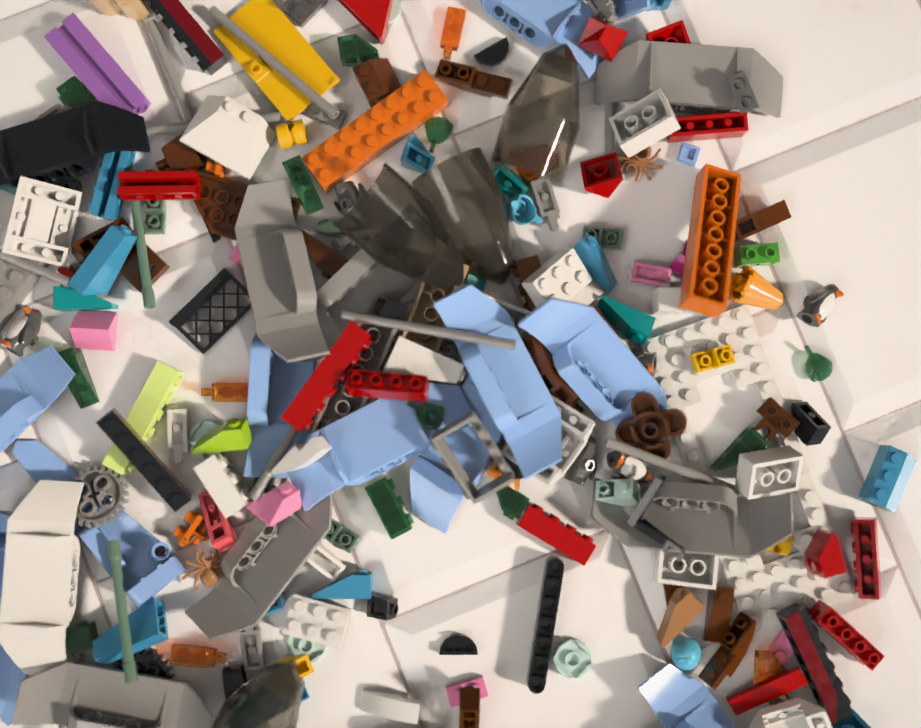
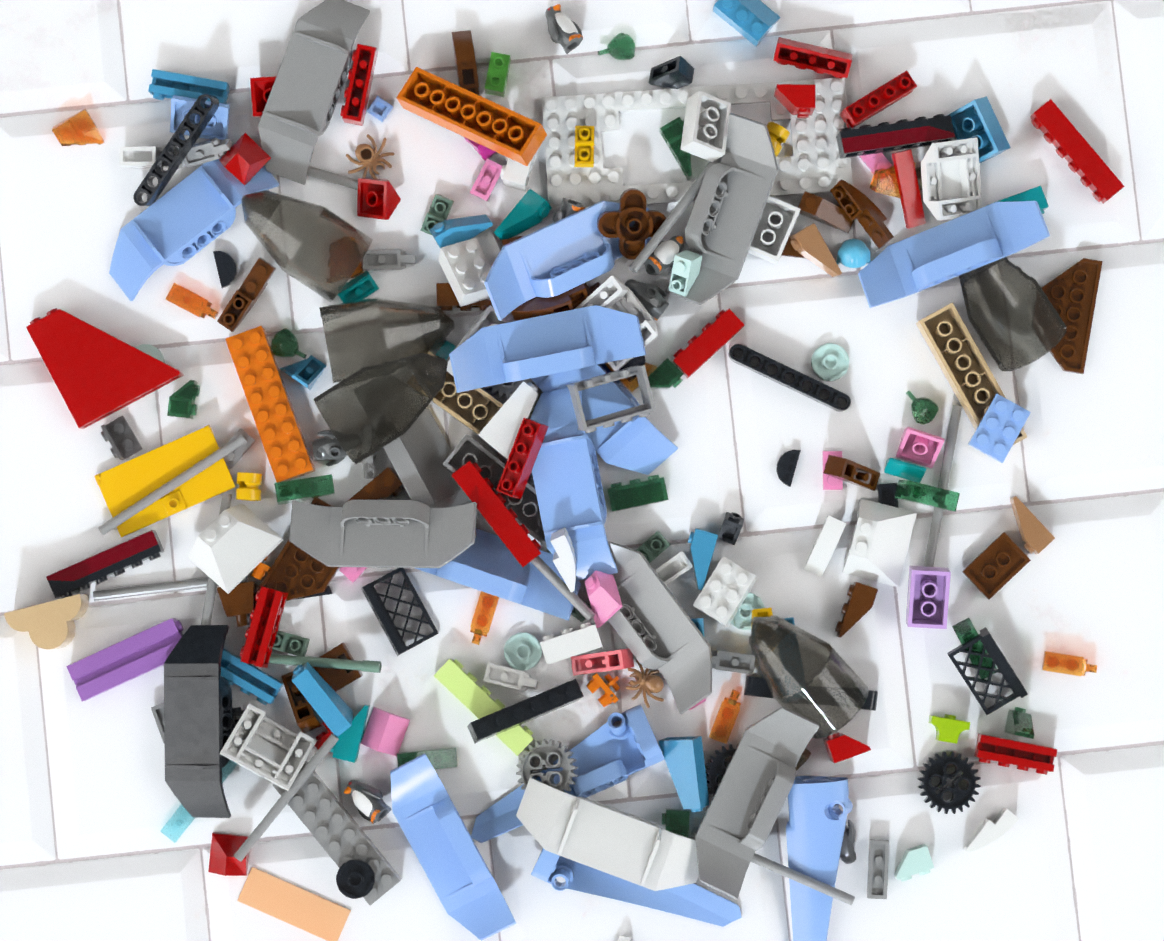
camera: 70 degrees left, 0 degrees up
(74, 93) = (148, 687): clear green slope -> none
(129, 664) = (609, 764): sand green piece -> none
(228, 437) = (526, 628): lime slope -> none
(326, 227) = (351, 476): sand green slope -> none
(376, 79) = (220, 389): reddish brown slope -> none
(390, 308) = (448, 437): black brick -> none
(428, 414) = (560, 427): clear green piece -> none
(429, 330) = (480, 405): light grey piece -> none
(522, 210) = (389, 284): medium azure hair -> none
(644, 123) = (340, 144): white brick -> none
(645, 526) = (724, 255): black hinge -> none
(742, 91) = (338, 43): dark grey hinge -> none
(754, 290) = (530, 87): light orange cone -> none
(775, 419) = (659, 104): reddish brown plate -> none

